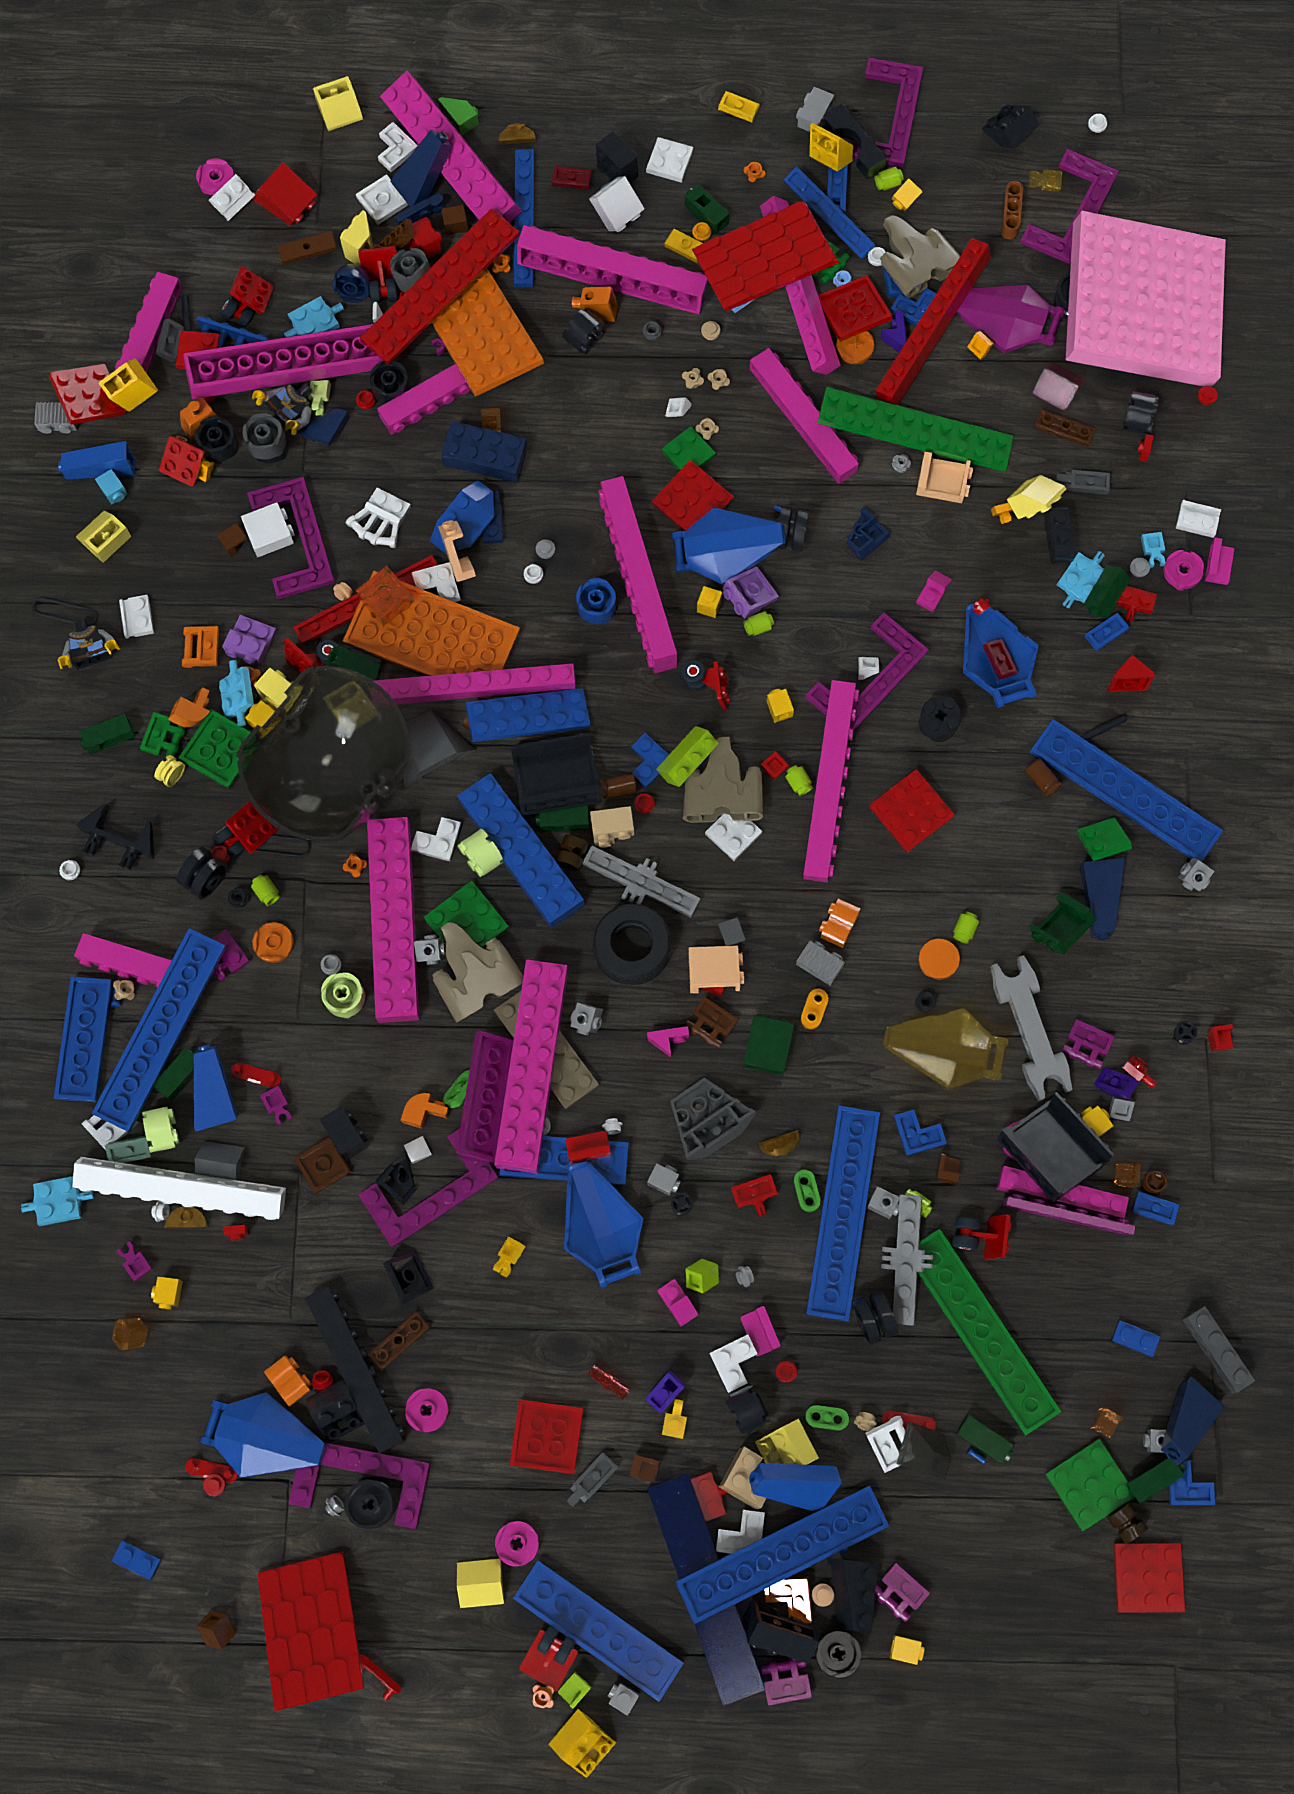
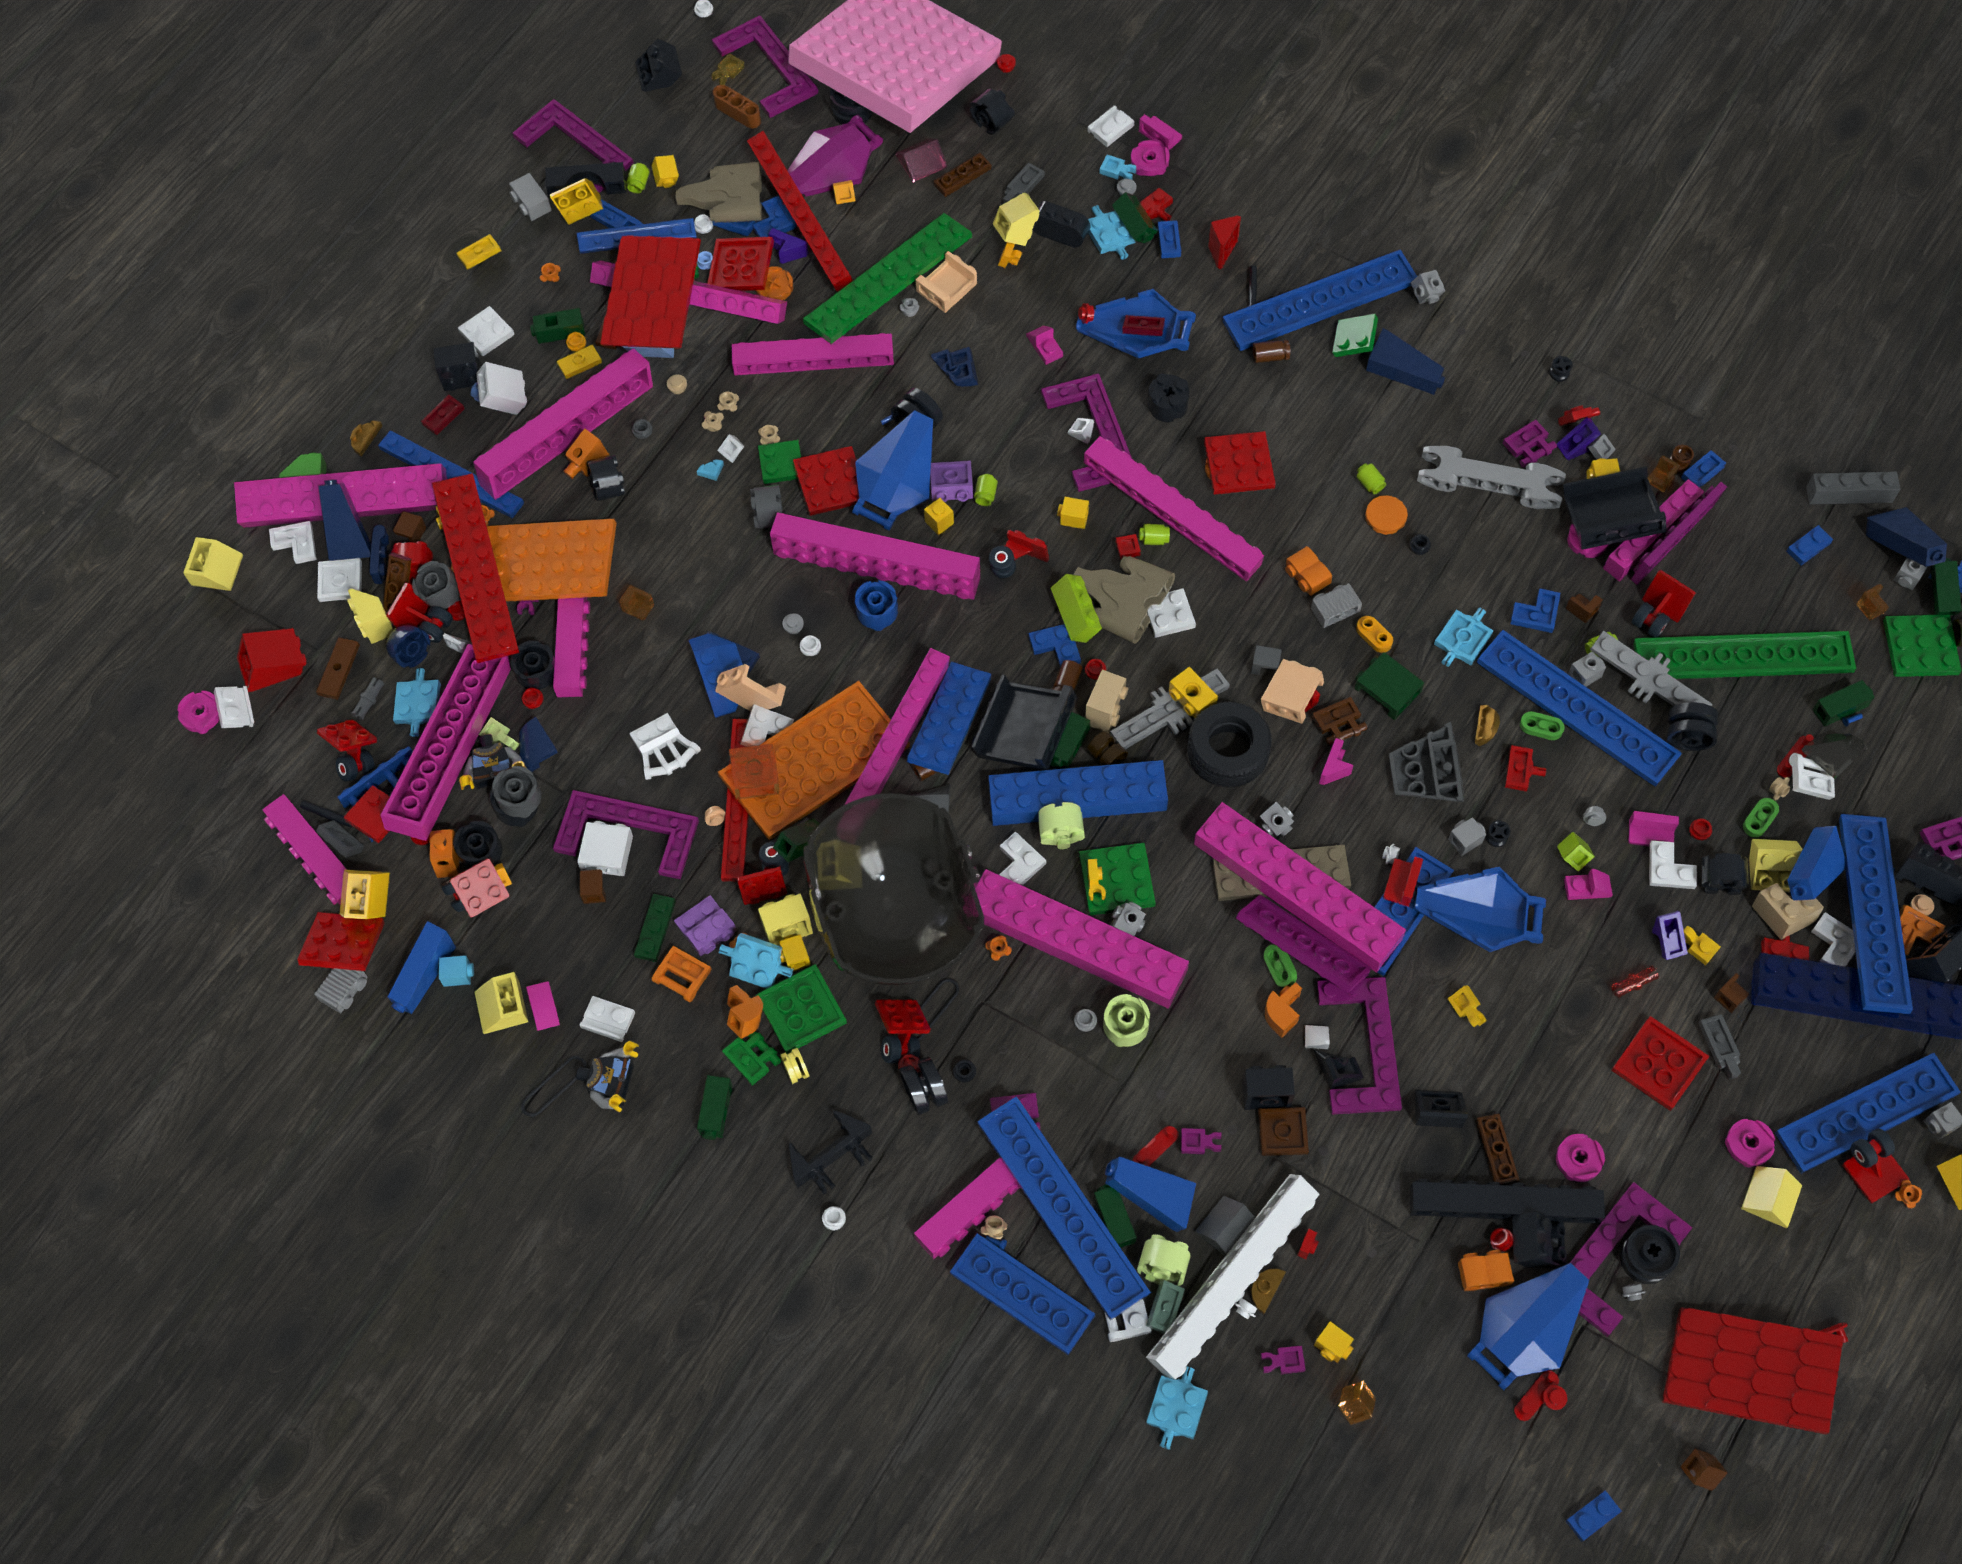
camera: 60 degrees left, 10 degrees down
(118, 564) = (542, 1006): none -> dark pink slope
(228, 605) = (655, 928): none -> dark green plate
(265, 890) = (973, 1040): lime brick -> none
(273, 942) = (1029, 1062): orange tile -> none
(295, 284) = (367, 698): none -> dark grey pin
(449, 902) = (1094, 876): none -> yellow plate
(476, 972) = (1175, 890): dark tan rock -> none
(484, 451) = (661, 622): dark blue brick -> none
(574, 1689) = (1916, 1161): lime panel -> none
(633, 466) = (765, 505): none -> dark grey brick
(648, 404) = (711, 470): none -> medium azure tile
(662, 878) = (1187, 683): none -> yellow brick
(854, 1083) = (1463, 637): none -> medium azure plate
(947, 1048) = (1473, 548): clear yellow windscreen -> none
(1063, 925) = (1414, 402): dark green panel -> none
(1145, 447) = (1023, 126): red plate -> none
(1220, 1038) = (1579, 347): red panel -> none

